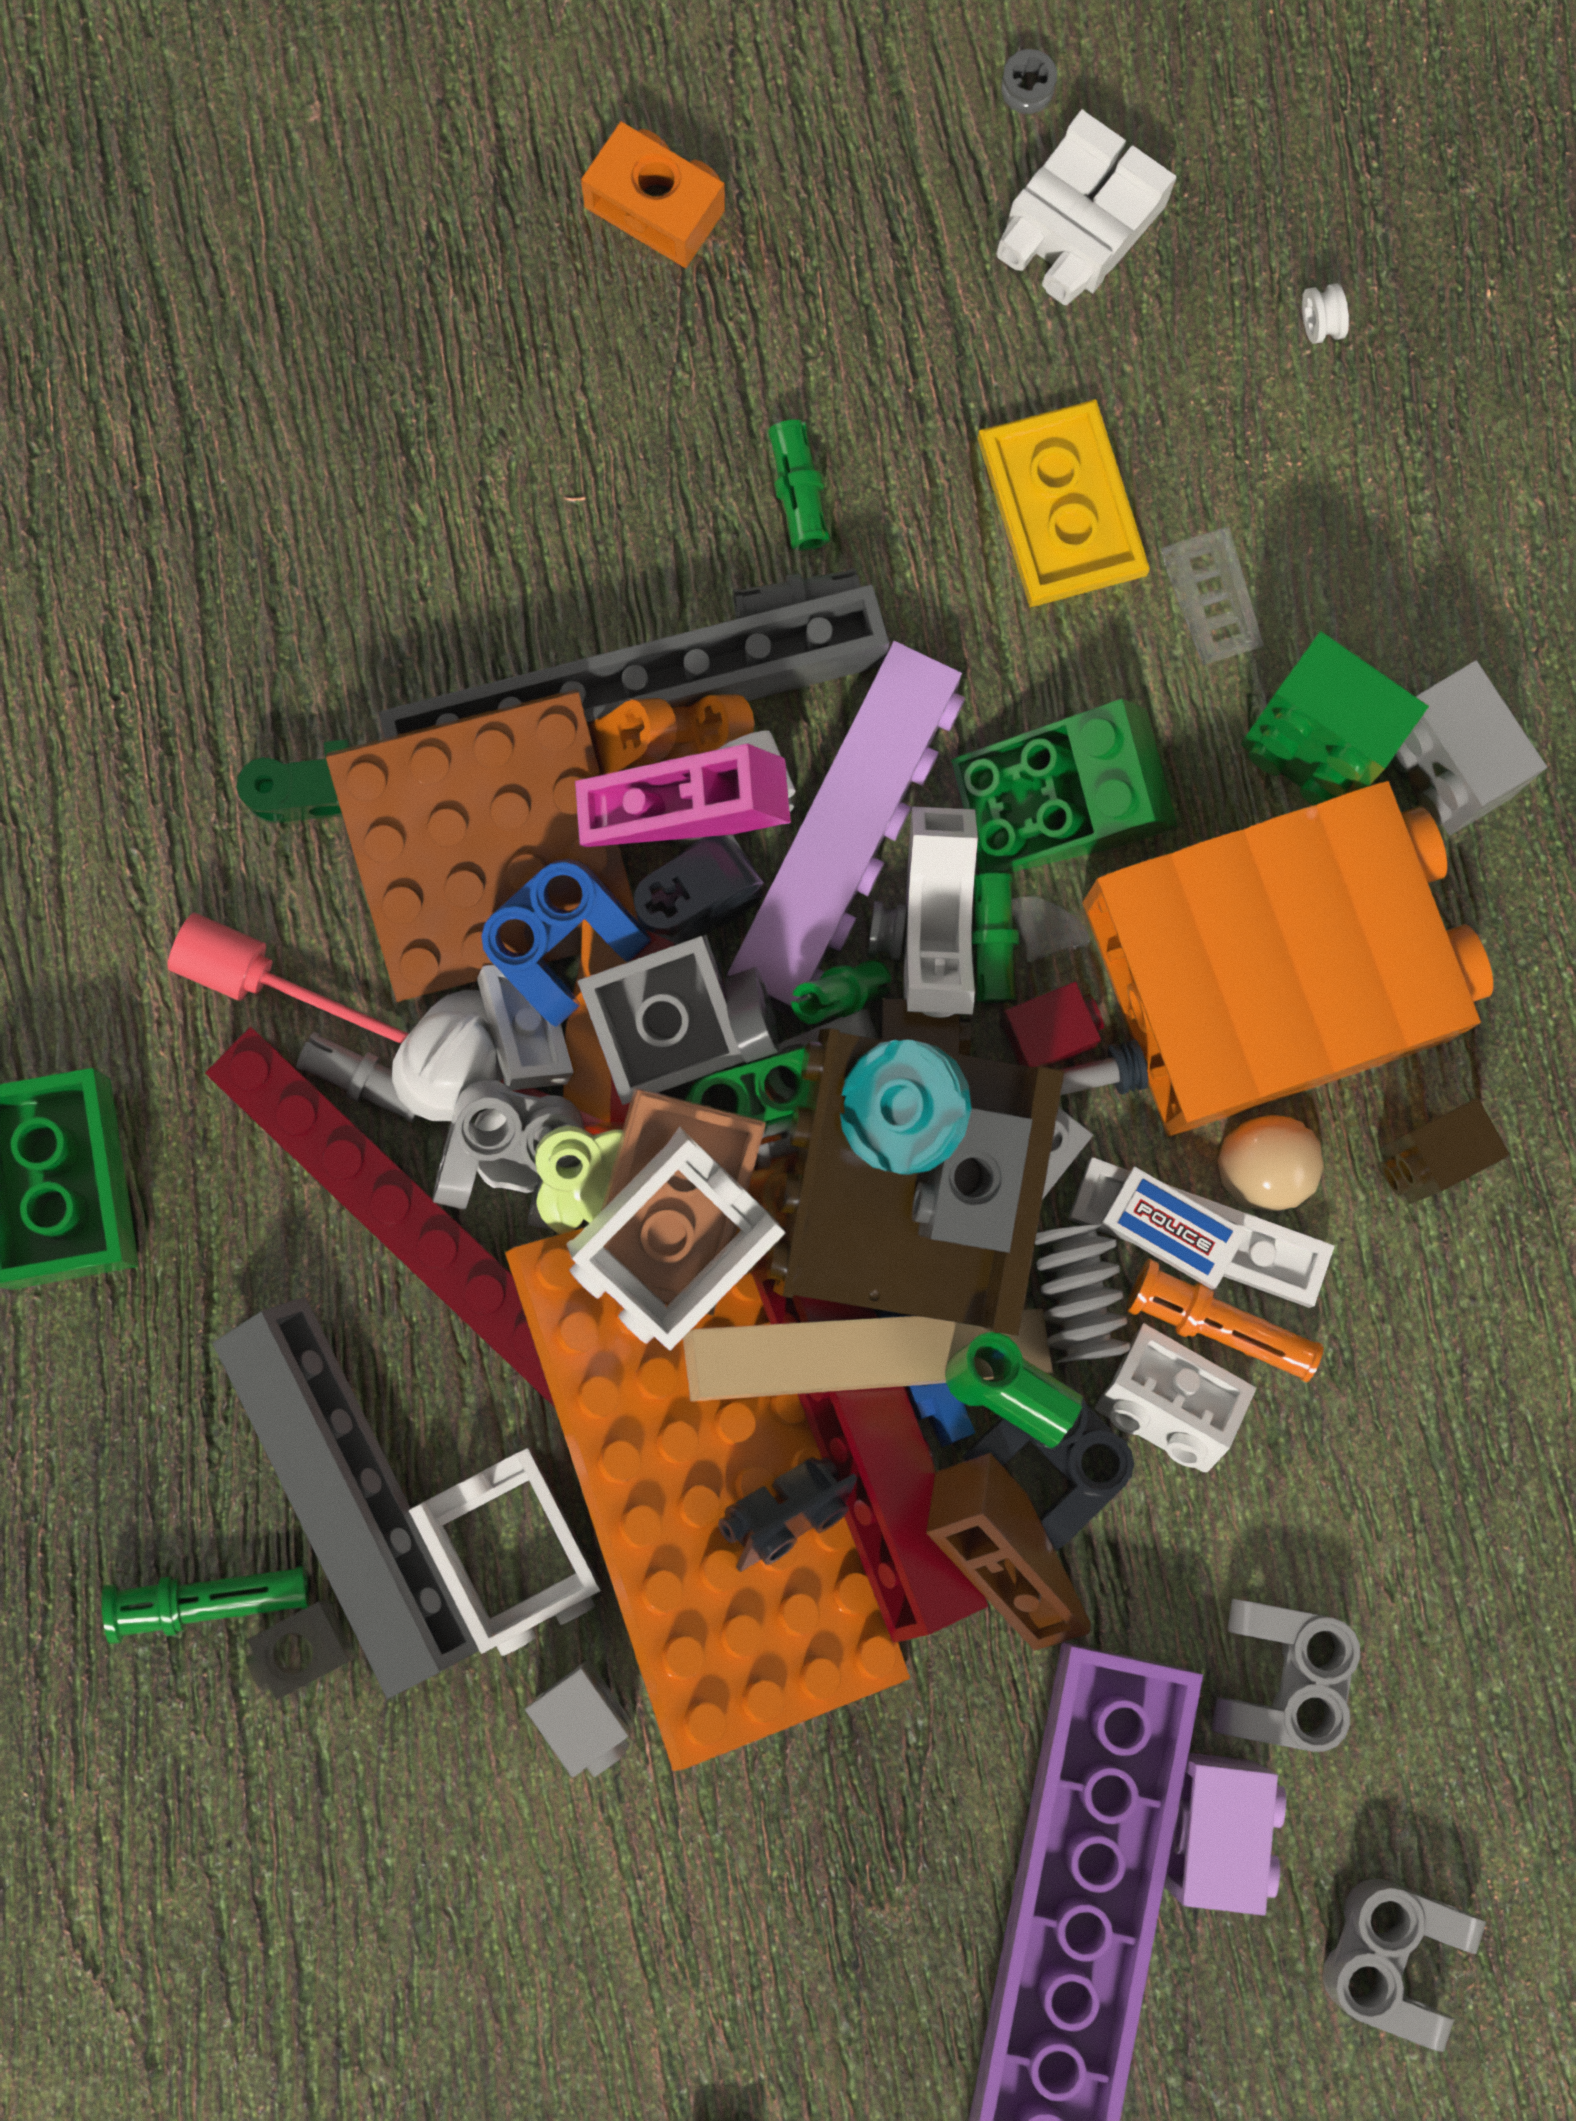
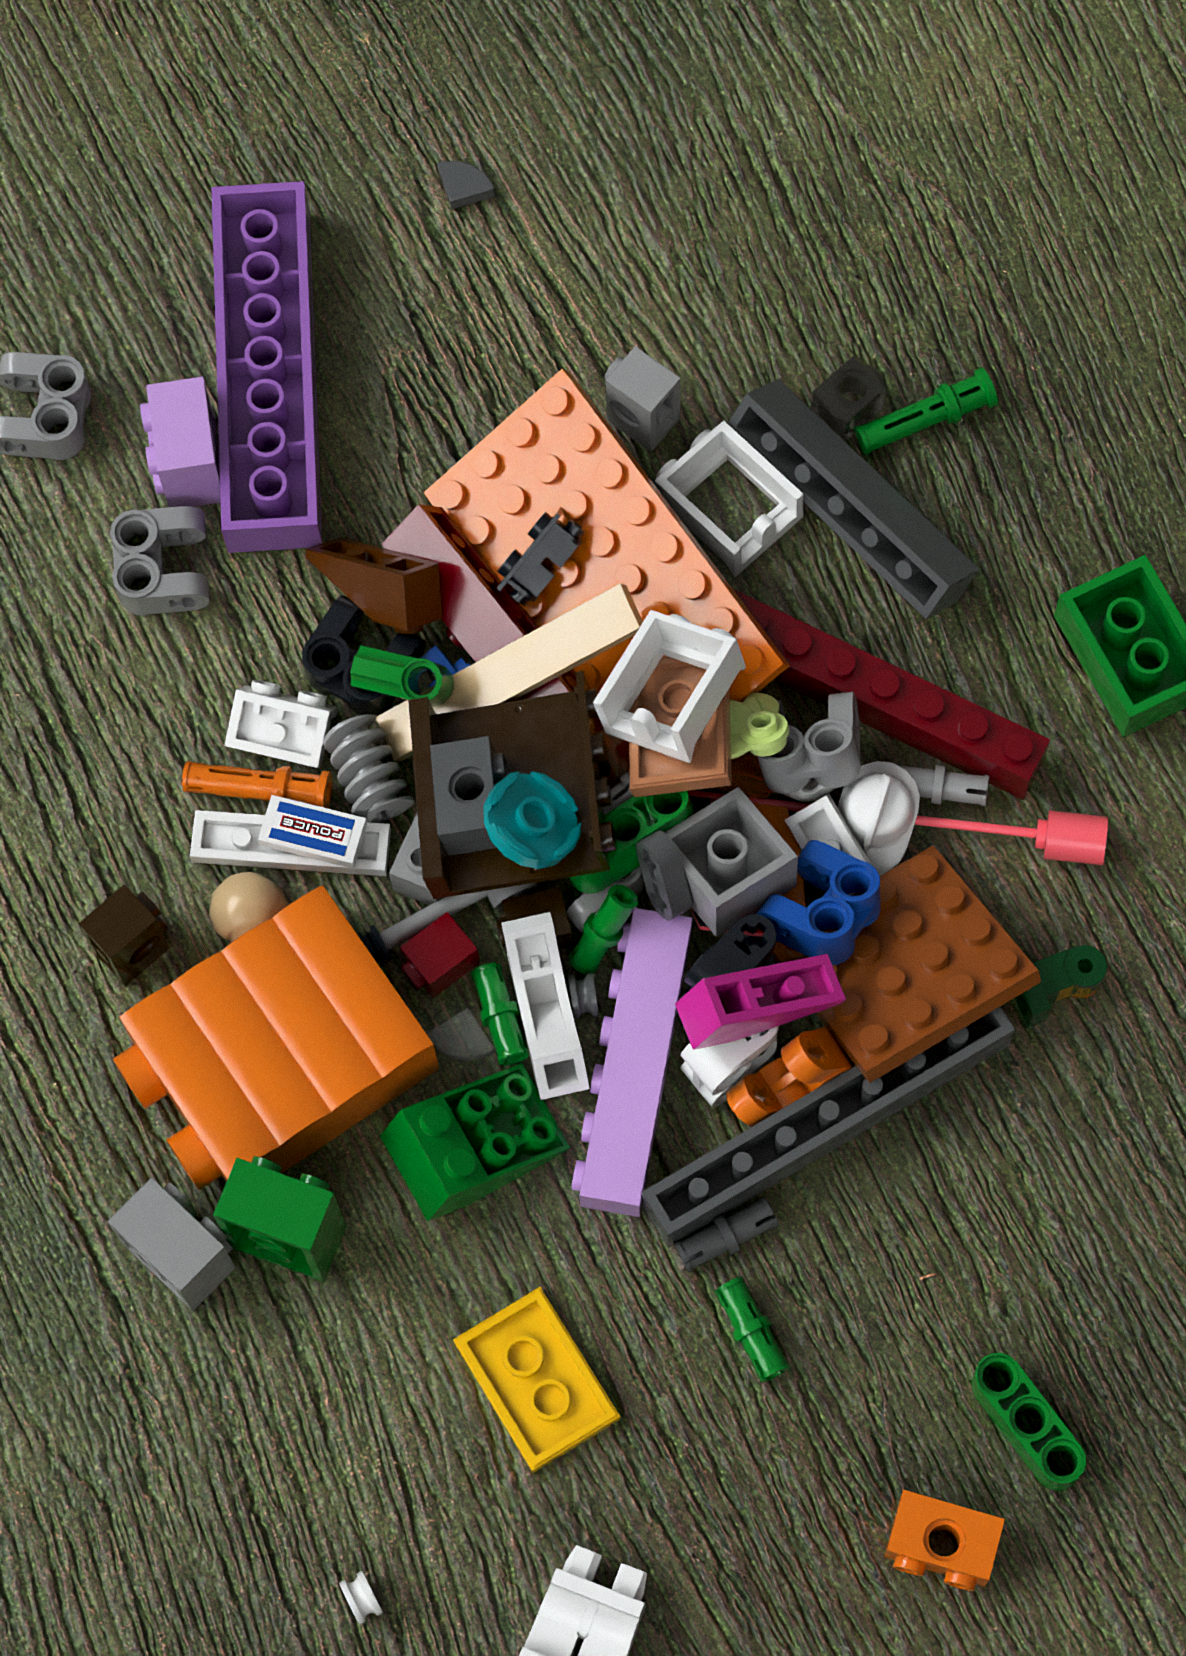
camera: 175 degrees right, 10 degrees down
(509, 265) = (1025, 1396): none -> green beam
(1228, 568) = (415, 1362): clear slope -> none

